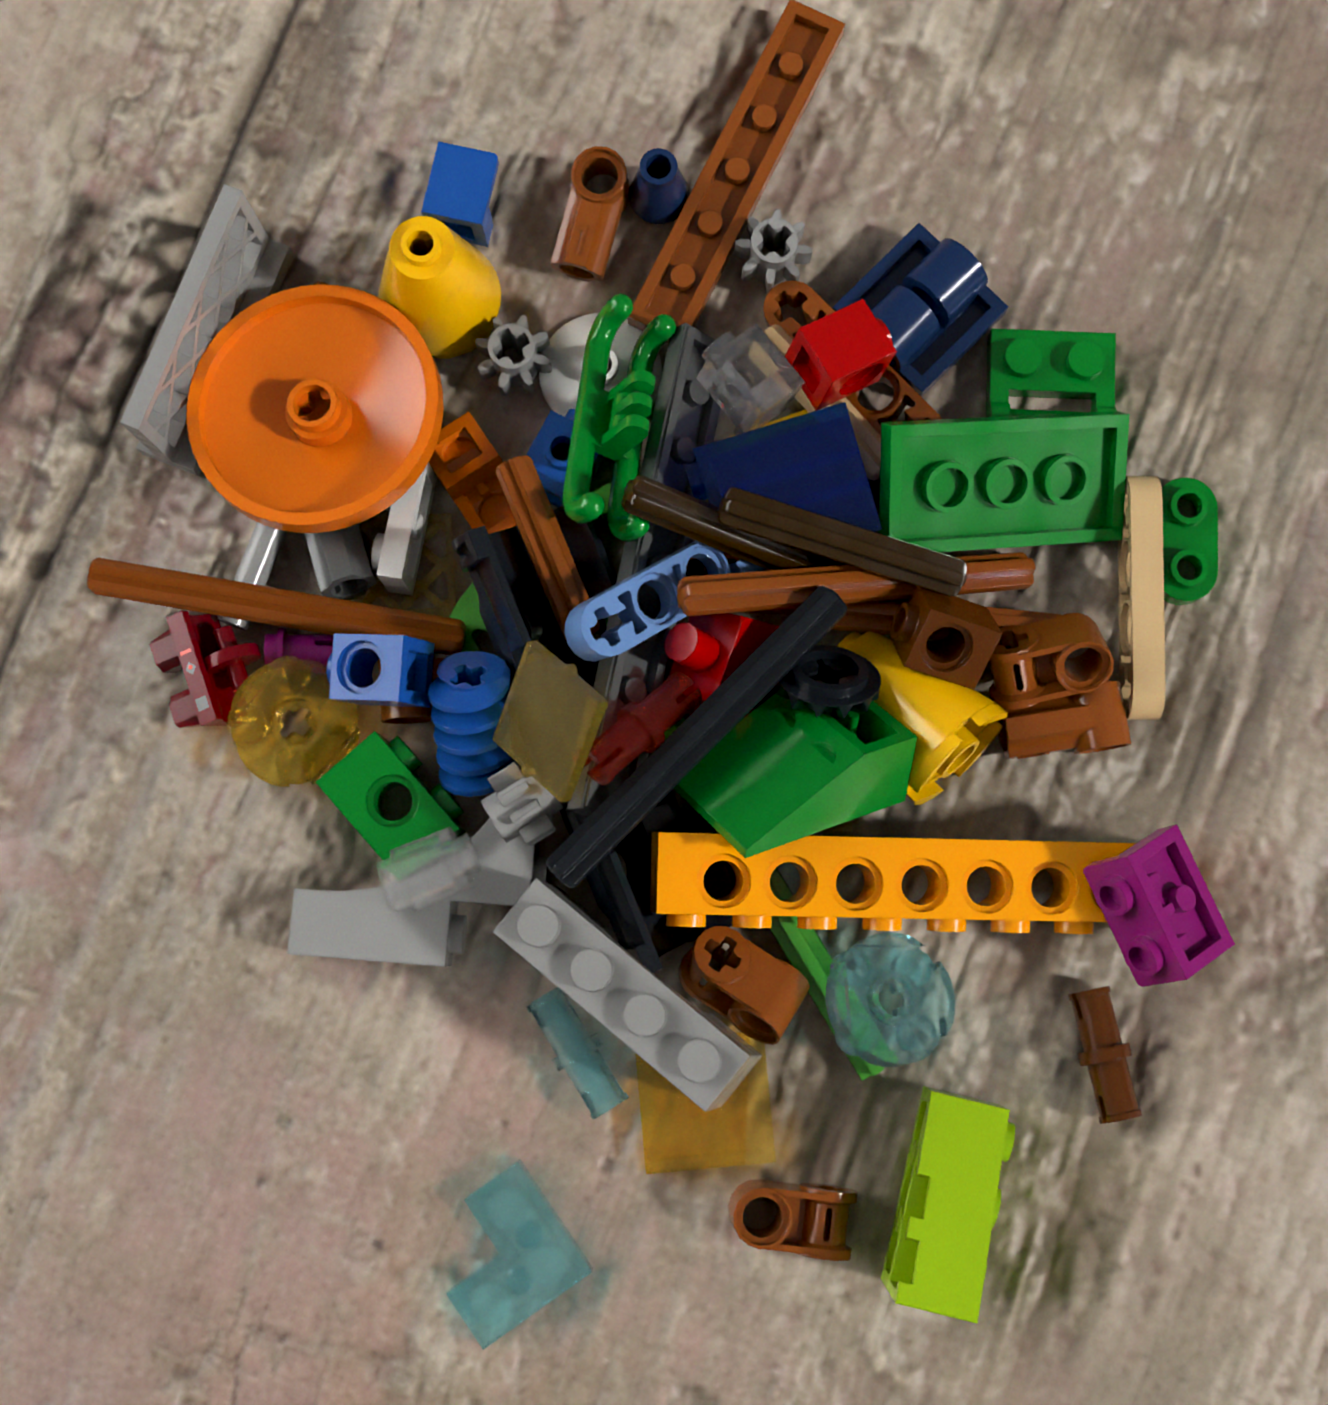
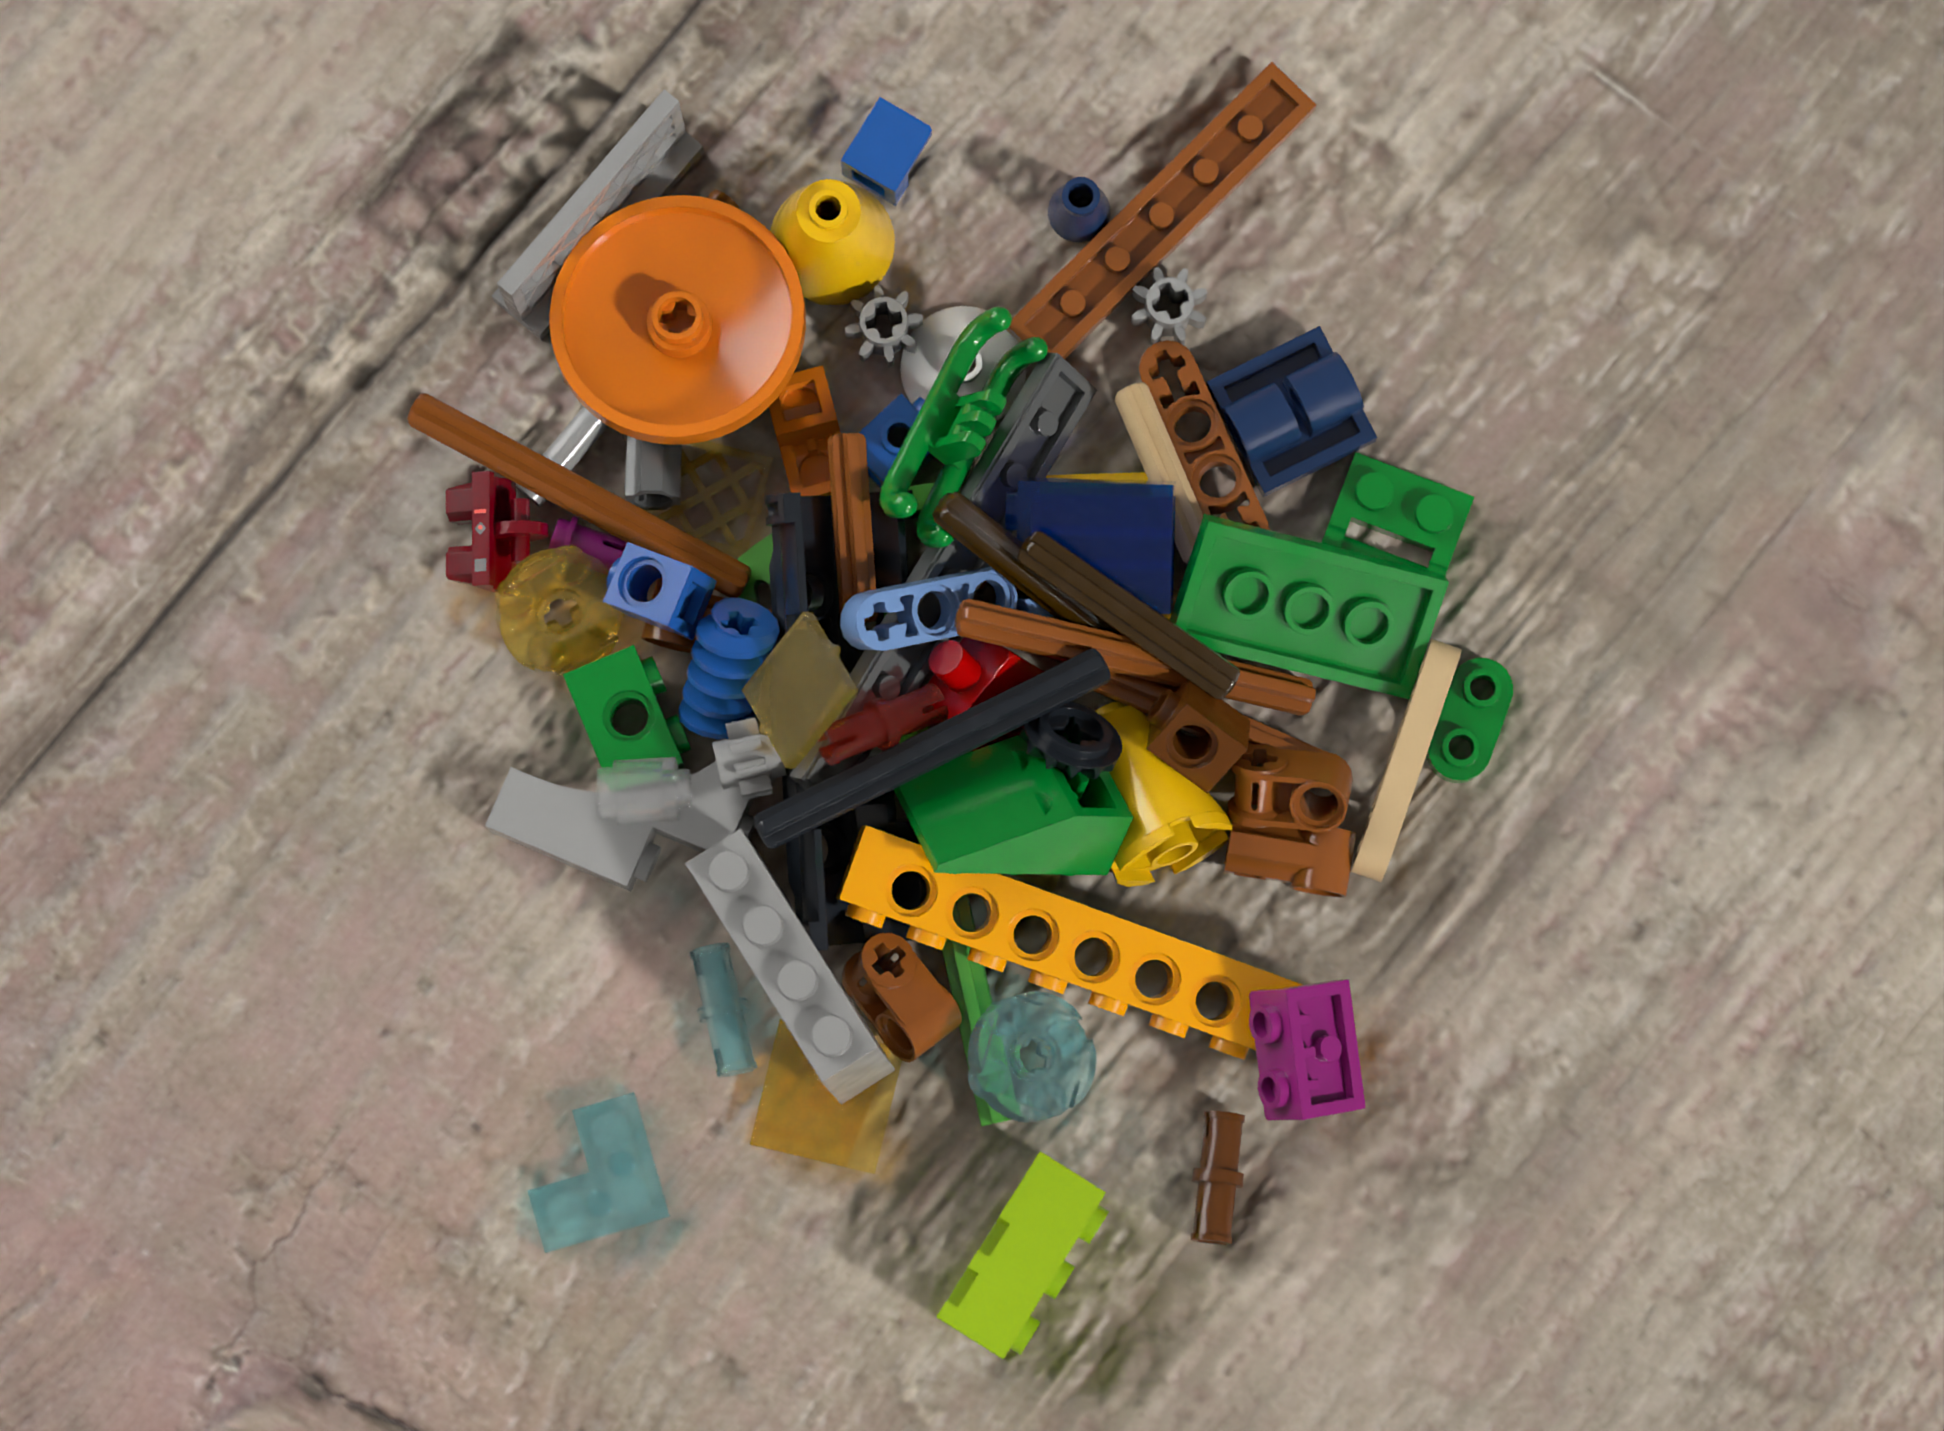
camera: 15 degrees right, 0 degrees up
(399, 550) = (711, 479): white plate -> none
(590, 217) = (1001, 218): dark orange piece -> none
(749, 378) = (1117, 427): clear brick -> none
(799, 1218) = (880, 1231): dark orange piece -> none
(841, 353) = (1191, 435): red brick -> none

